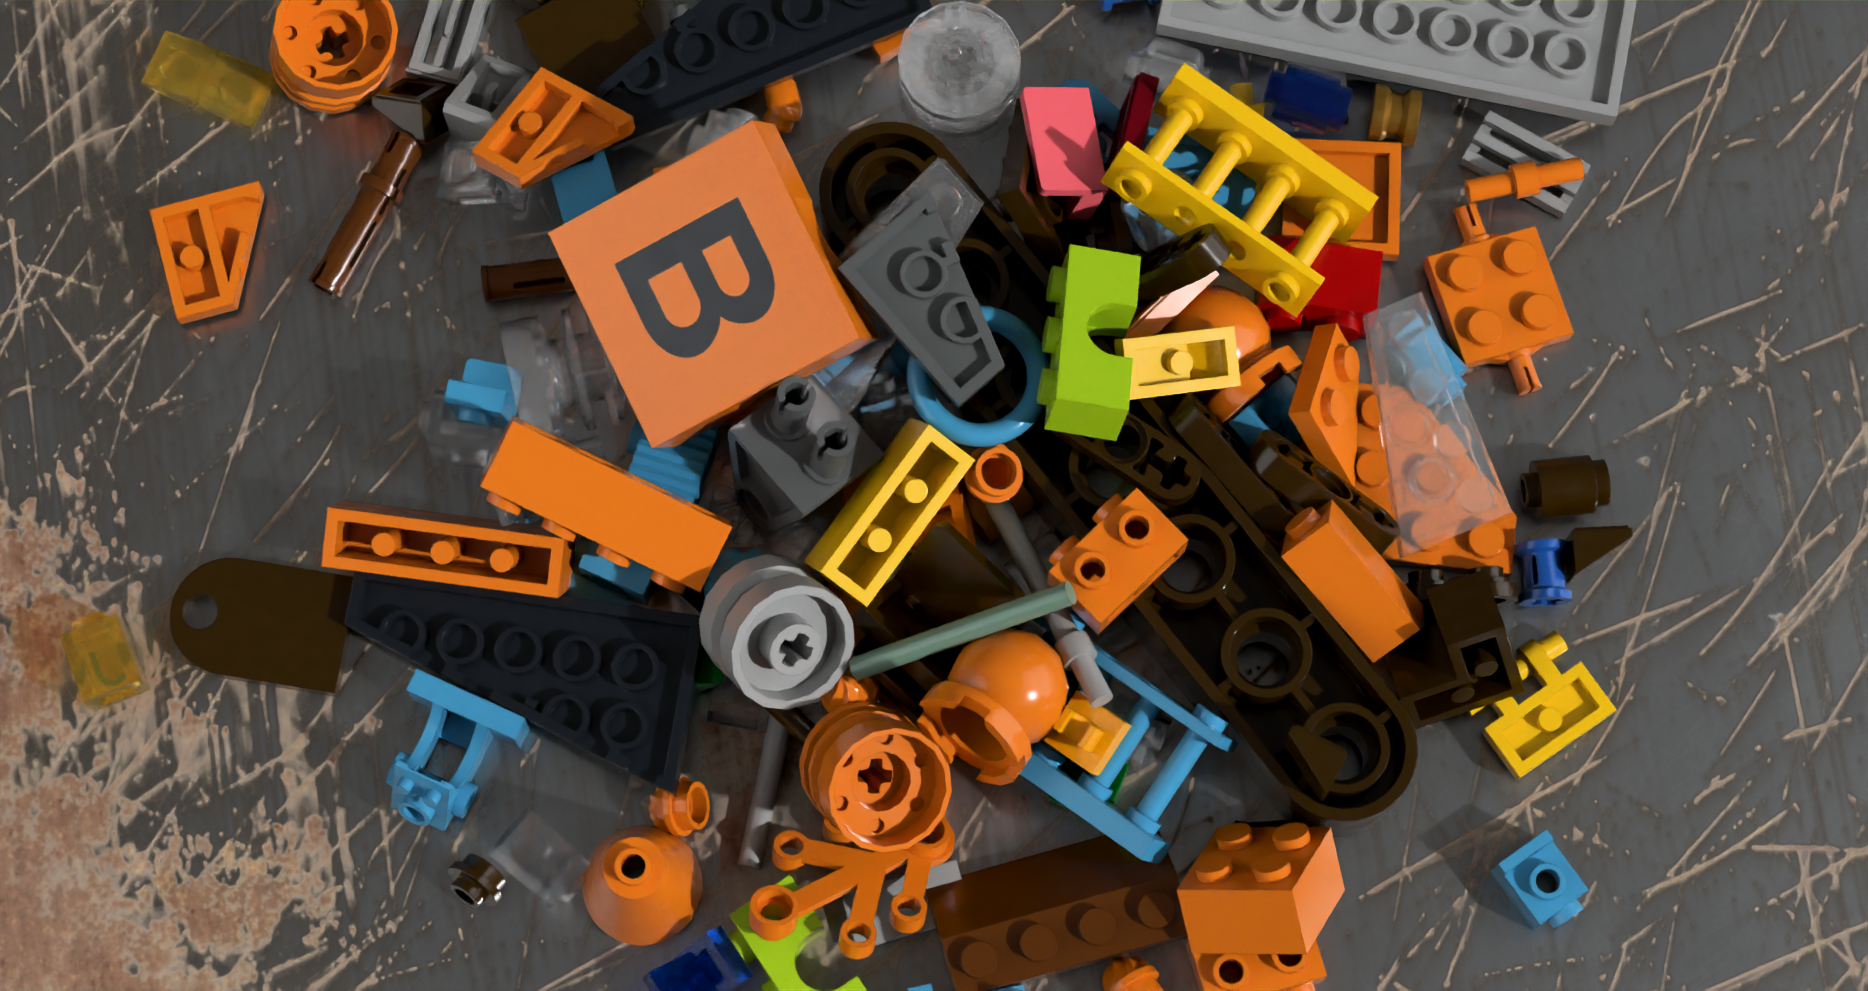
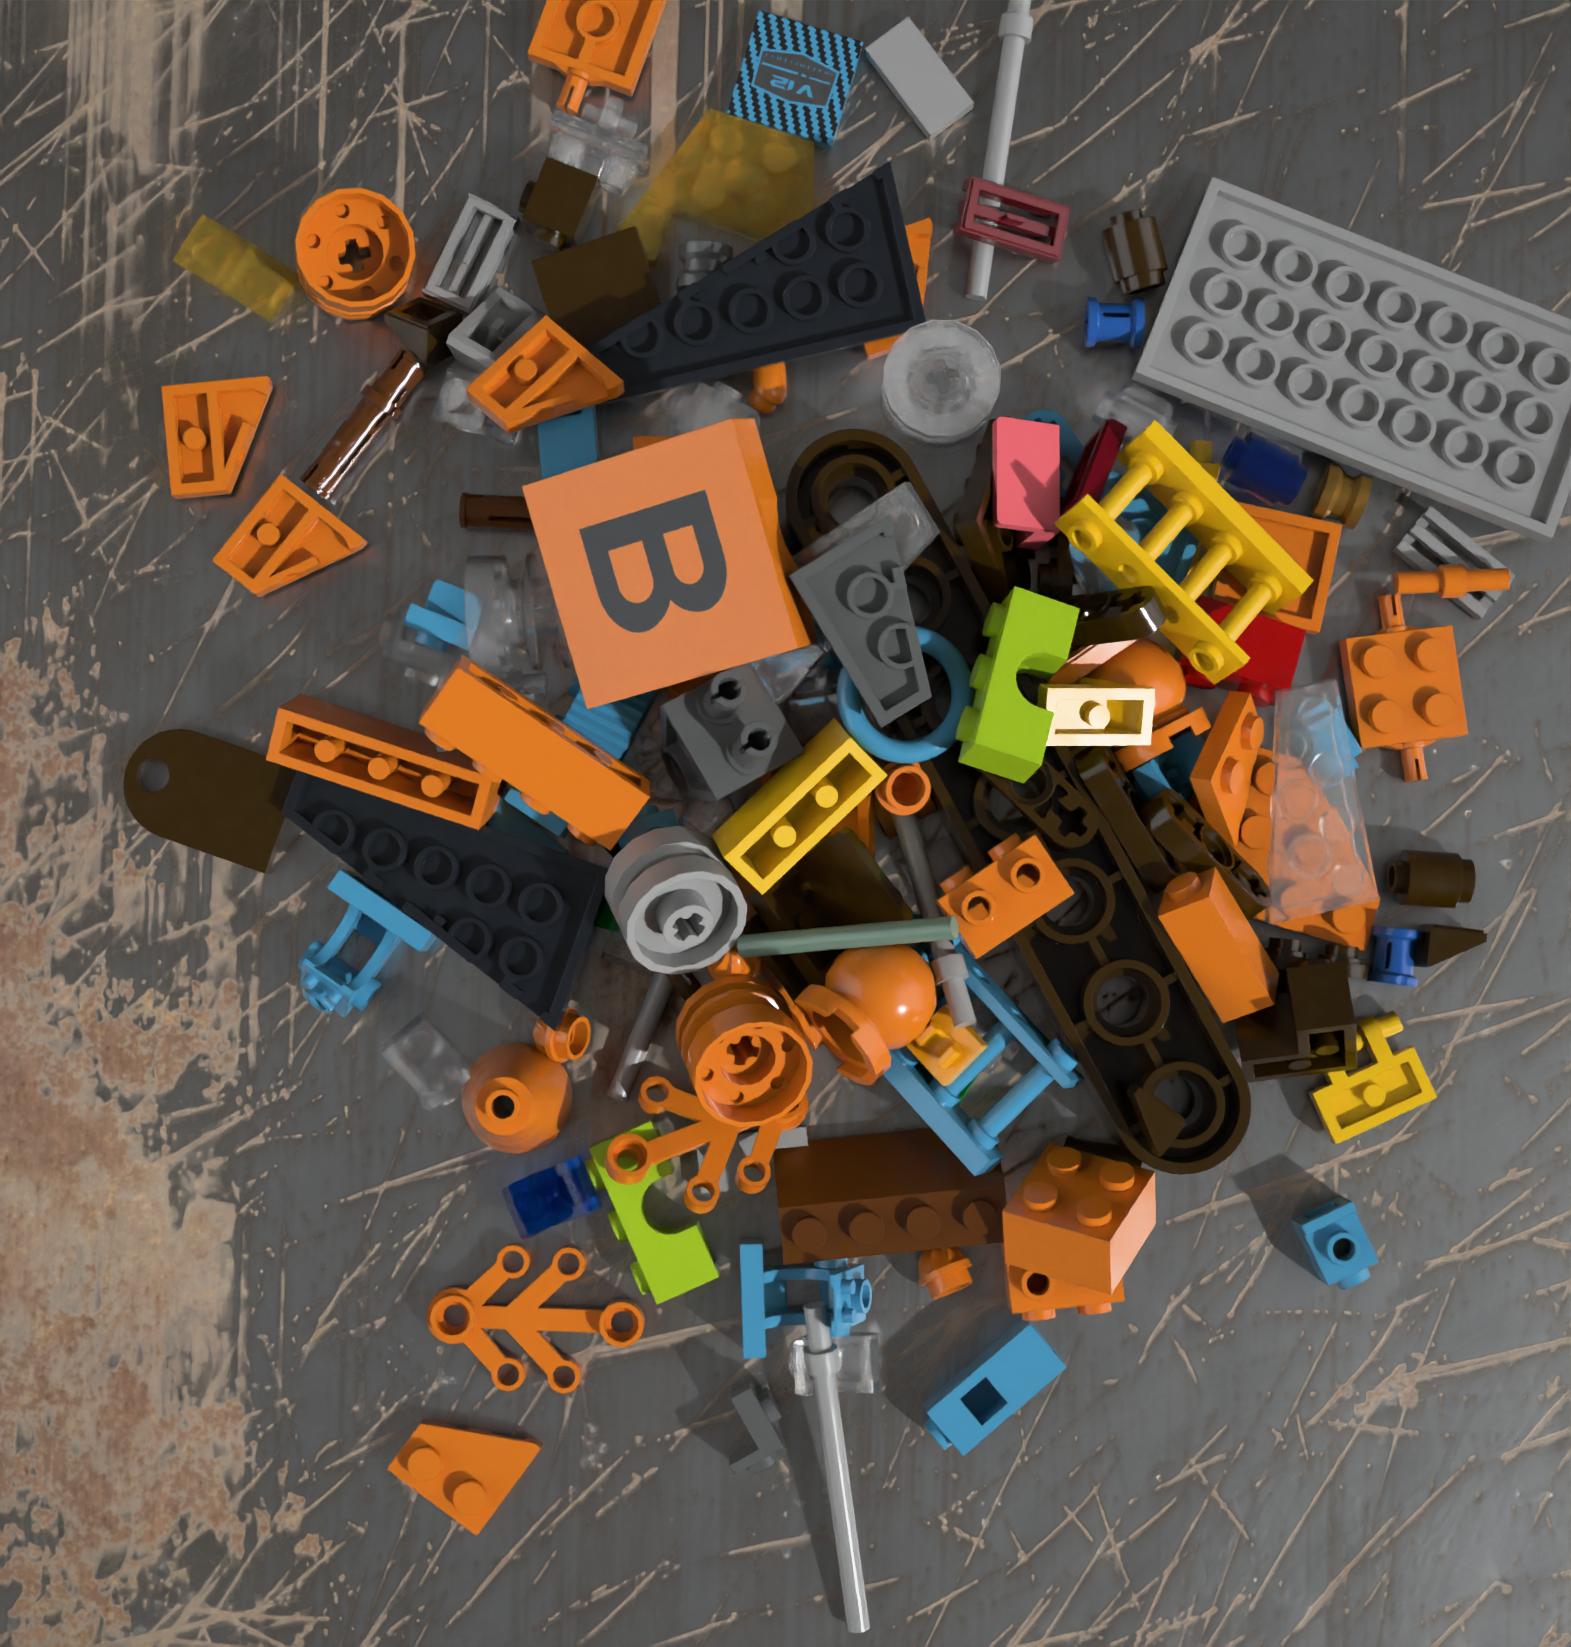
camera: 10 degrees right, 10 degrees up
(104, 660) = (57, 806): clear yellow brick -> none
(303, 345) = (285, 540): none -> orange wing
(476, 882) = (365, 1071): dark brown plate -> none

